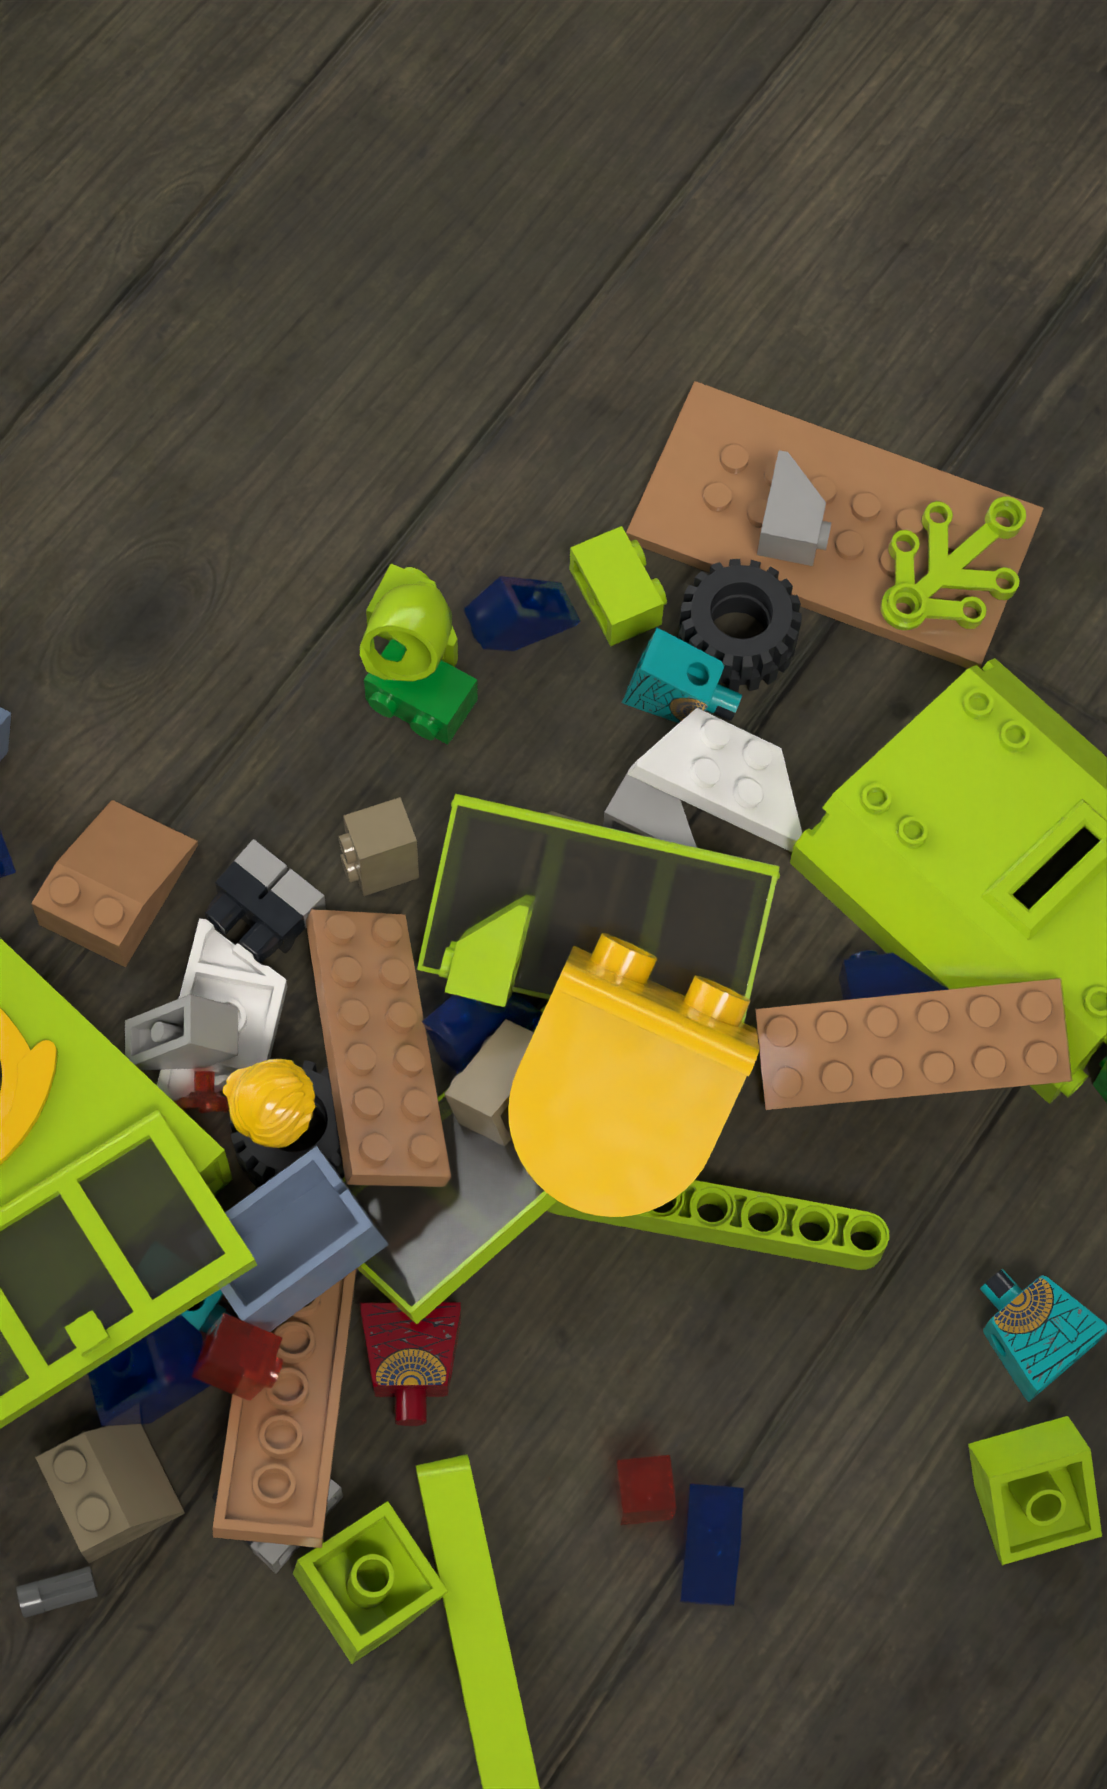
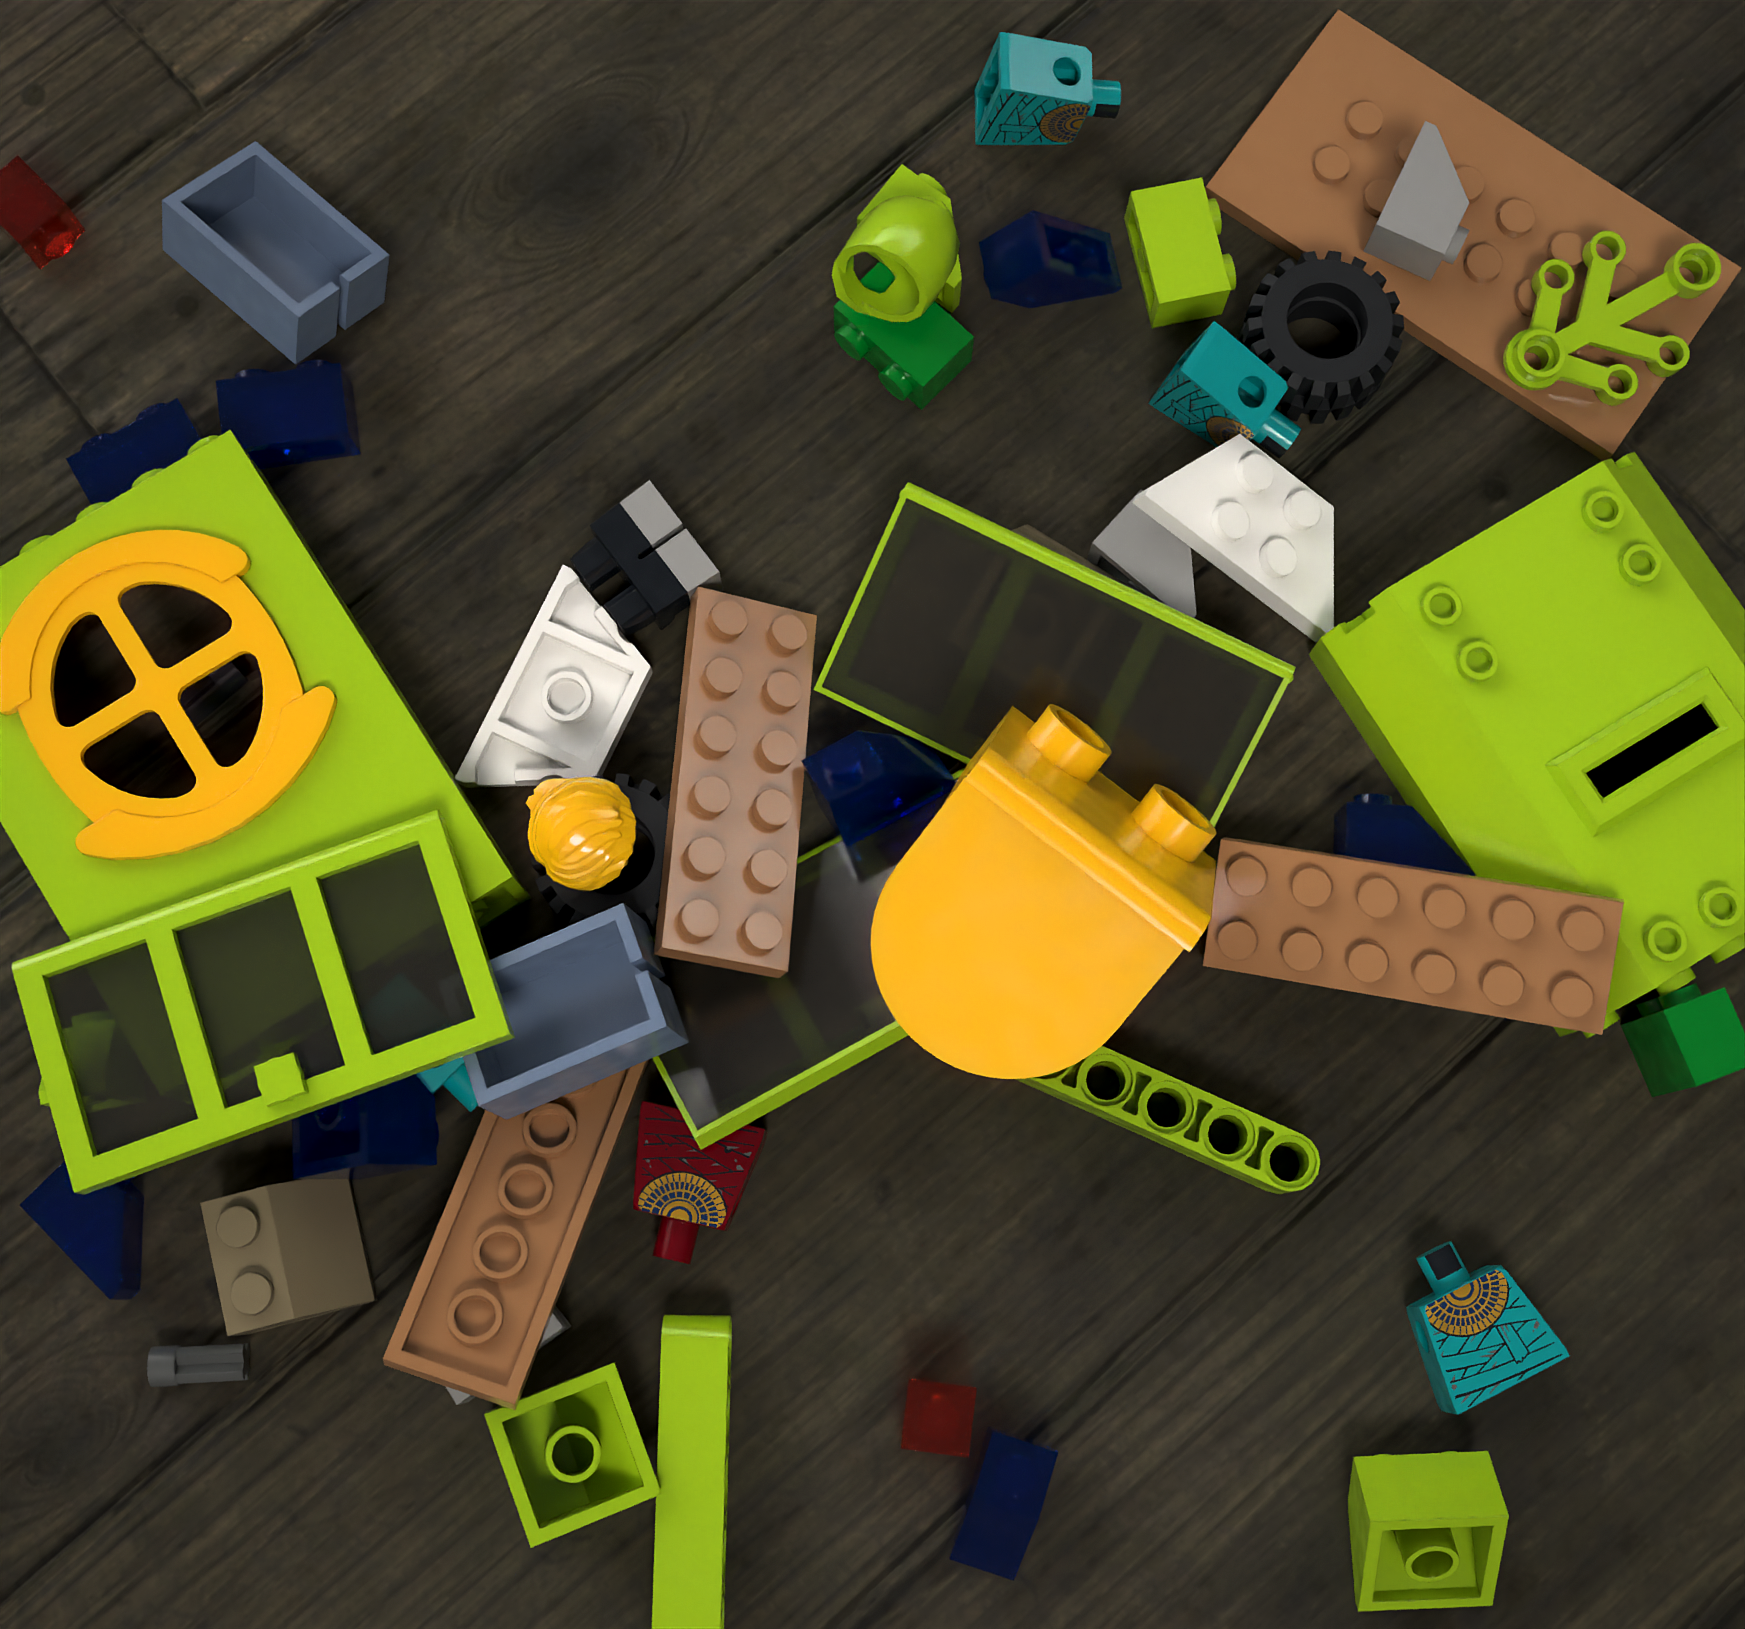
camera: 15 degrees right, 10 degrees up
(113, 882) = (471, 492): medium nougat slope -> none
(183, 1035) = (503, 711): light grey slope -> none
(204, 1095) = (511, 793): clear red plant -> none
(239, 1358) = (468, 1147): clear red brick -> none
(379, 847) = (801, 525): dark tan brick -> none
(482, 490) = (1039, 93): none -> teal torso
(483, 1089) = (855, 866): dark tan brick -> none
(489, 955) = (898, 700): lime slope -> none

